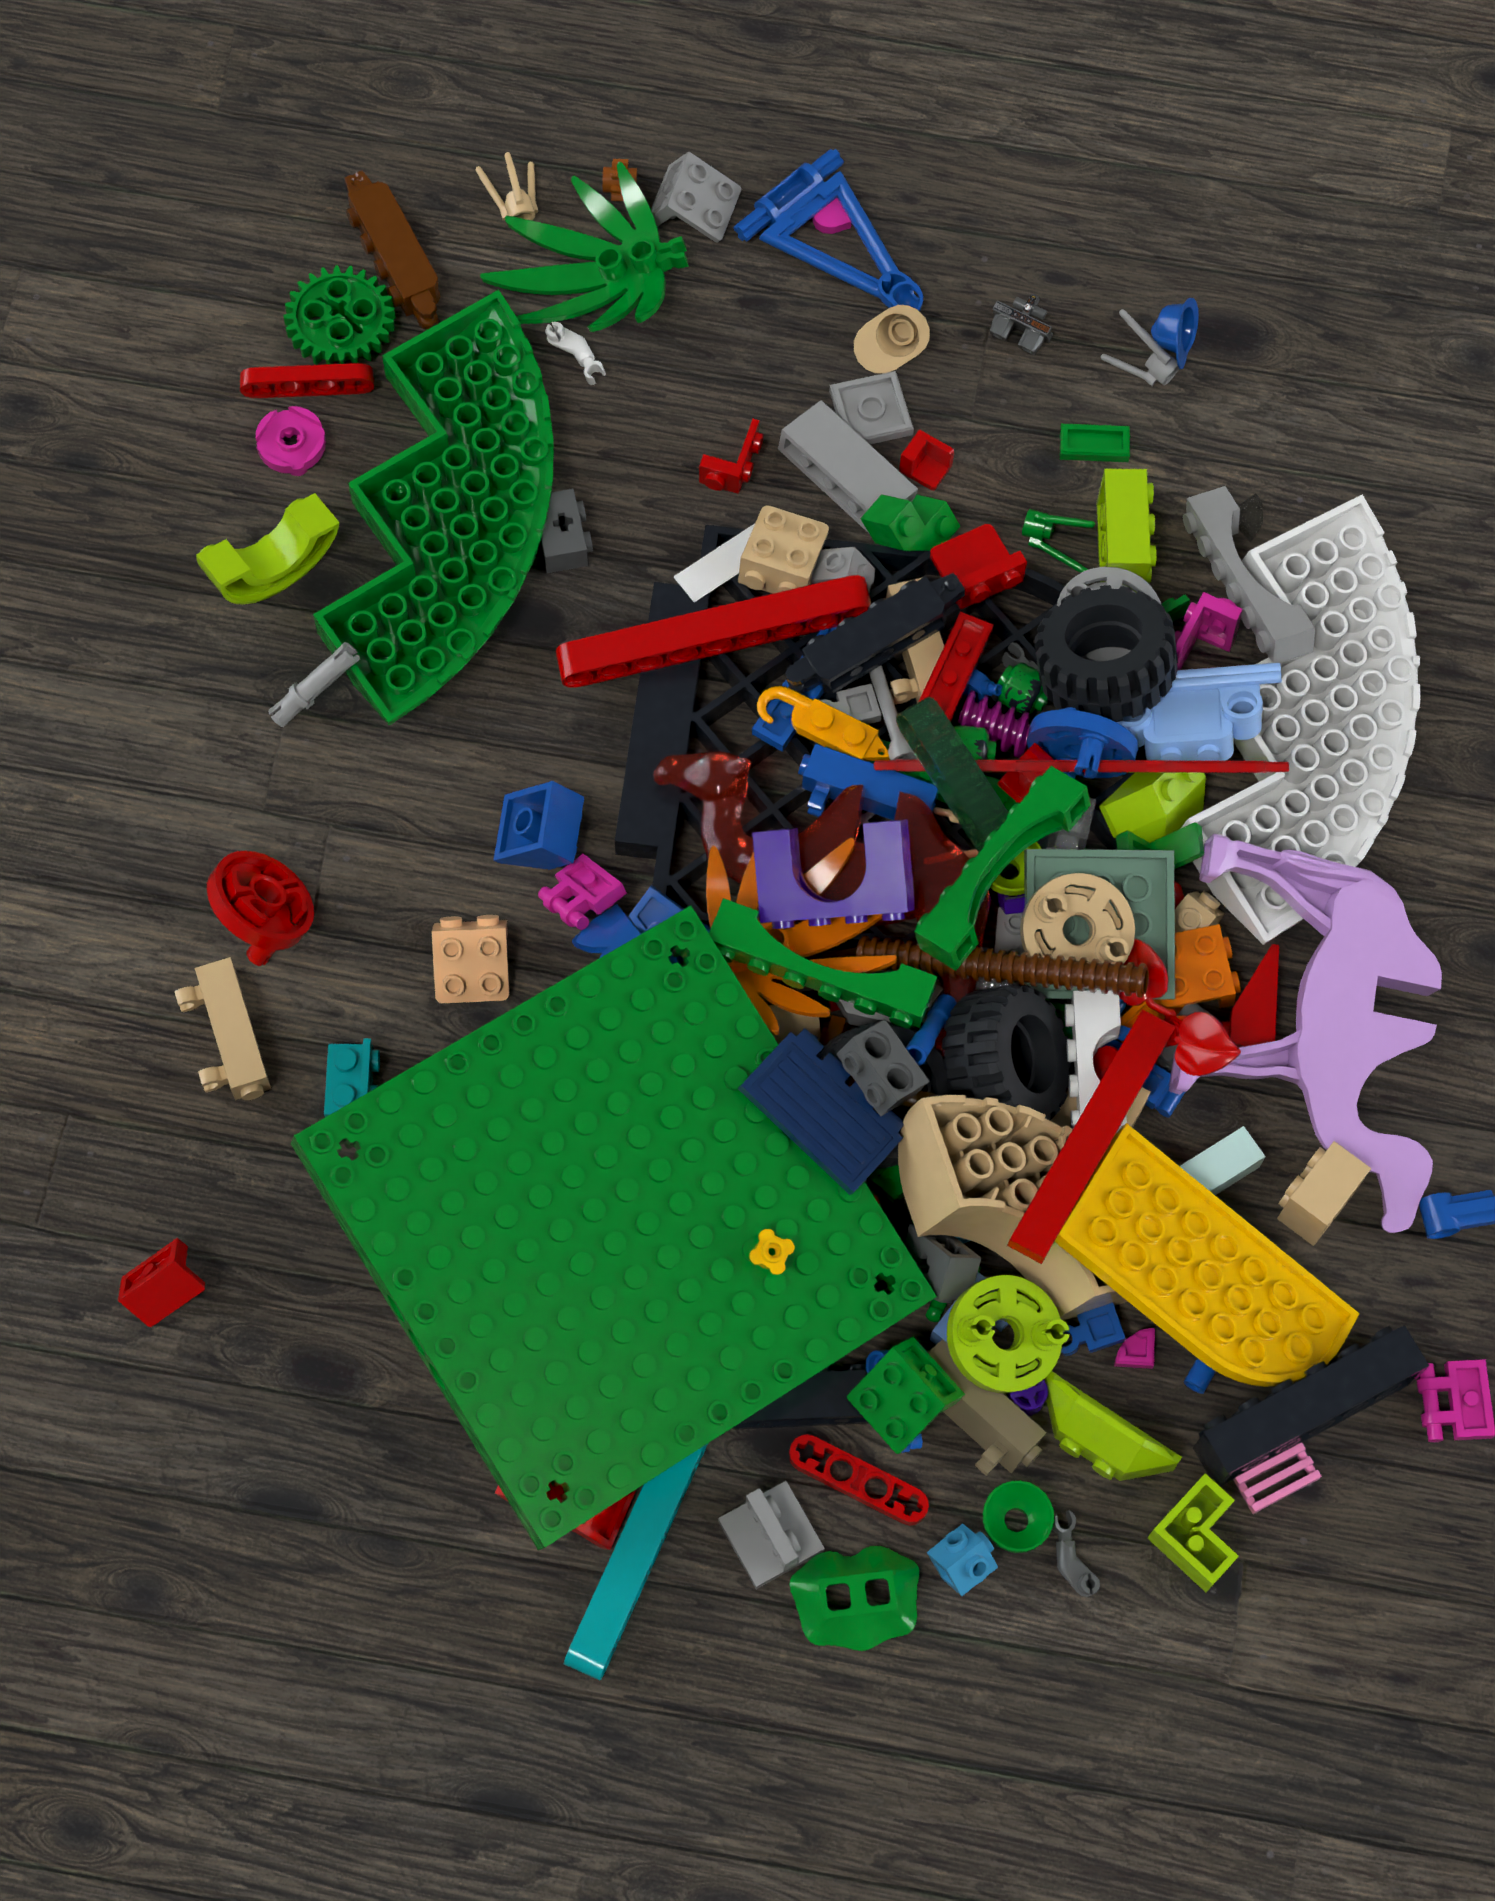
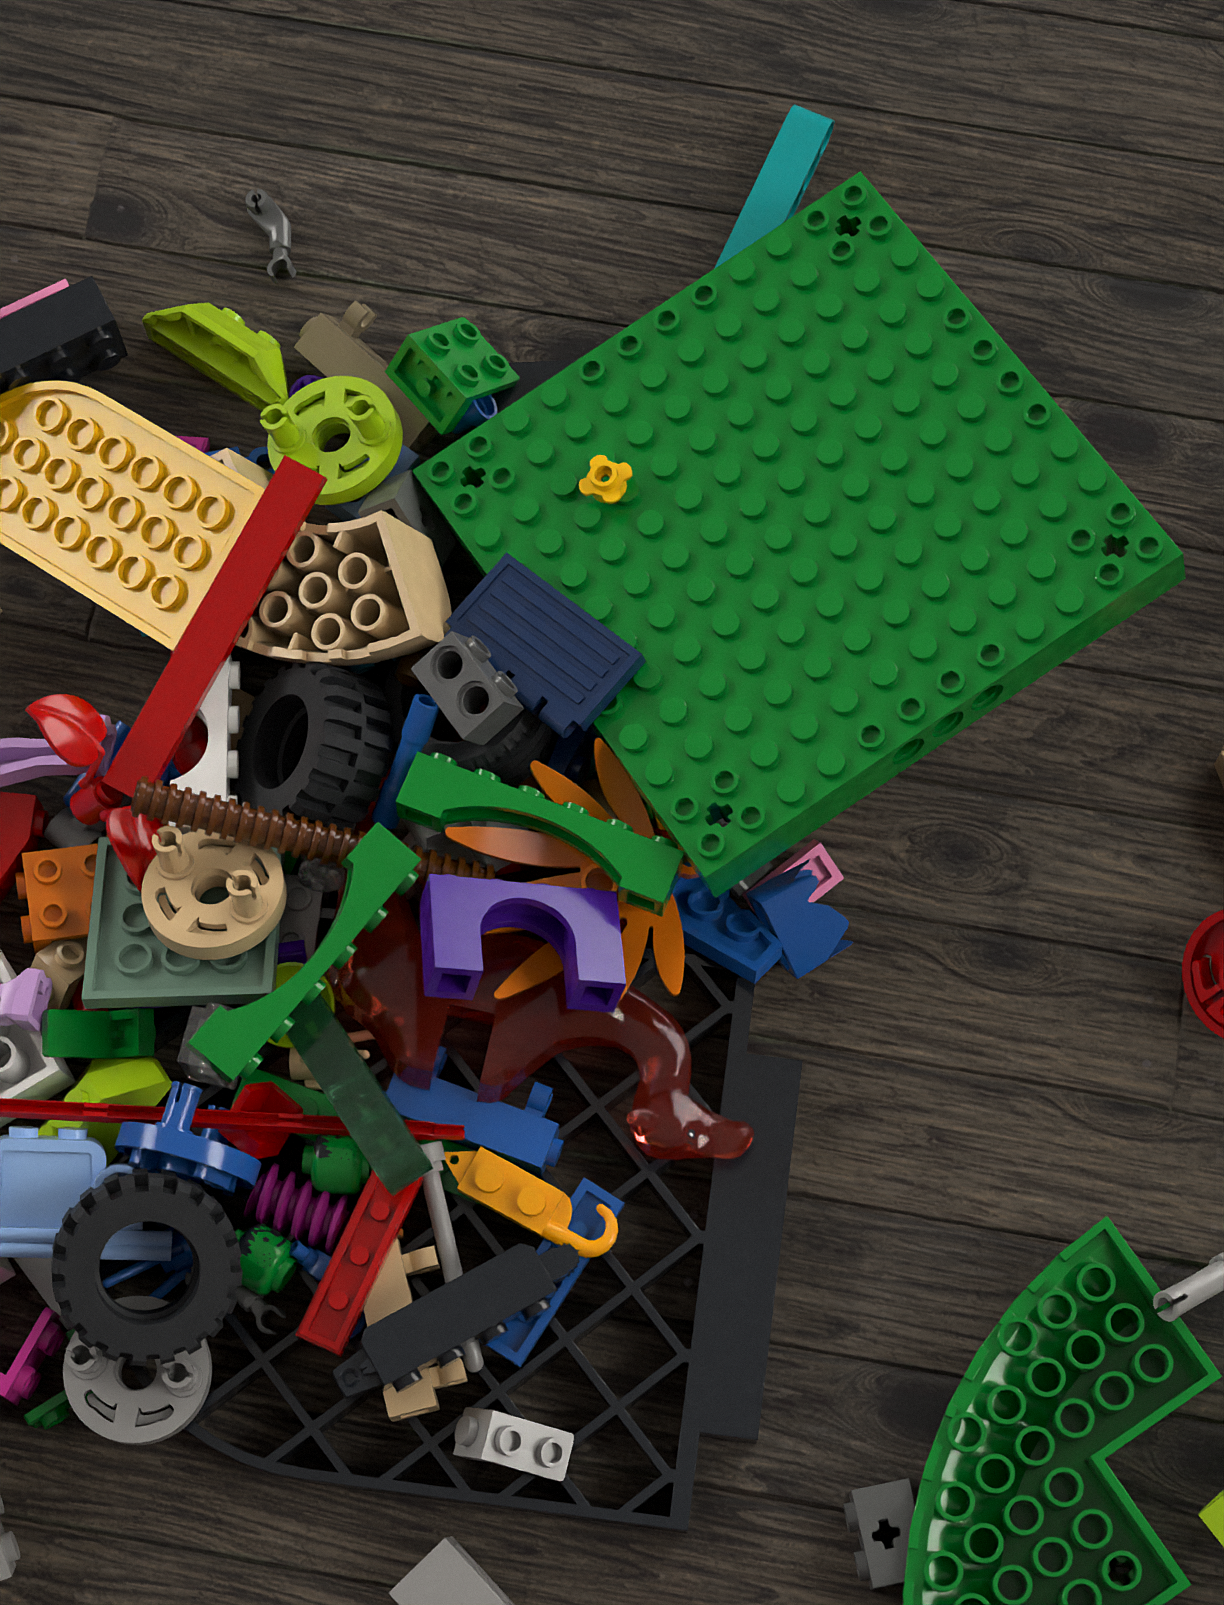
camera: 175 degrees left, 5 degrees up
(349, 1073) = (1118, 767): teal bracket -> none
(470, 959) = (980, 921): light nougat bracket -> none
(539, 827) = (900, 1092): blue slope -> none
(591, 887) = (832, 1007): dark pink plate -> none
(711, 631) = (672, 1344): red beam -> none
(714, 567) = (660, 1469): white sticker -> none
(770, 1534) = (606, 256): light grey bracket -> none
(781, 551) = (578, 1466): tan bracket -> none
(858, 703) = (486, 1237): light grey plate -> none
(861, 1474) = (512, 309): red beam -> none
(861, 1624) = (516, 212): green piece -> none
(910, 524) = (395, 1523): green brick -> none
(963, 1558) = (394, 221): dark azure brick -> none
(979, 563) = (311, 1452): red bracket -> none
(1021, 1497) = (331, 248): green piece -> none
(1041, 525) = (219, 1546): green plant -> none
(1125, 522) = (102, 1519): lime brick -> none
(1187, 1535) = (141, 246): lime brick -> none
(1225, 1161) = (72, 653): light aqua brick -> none

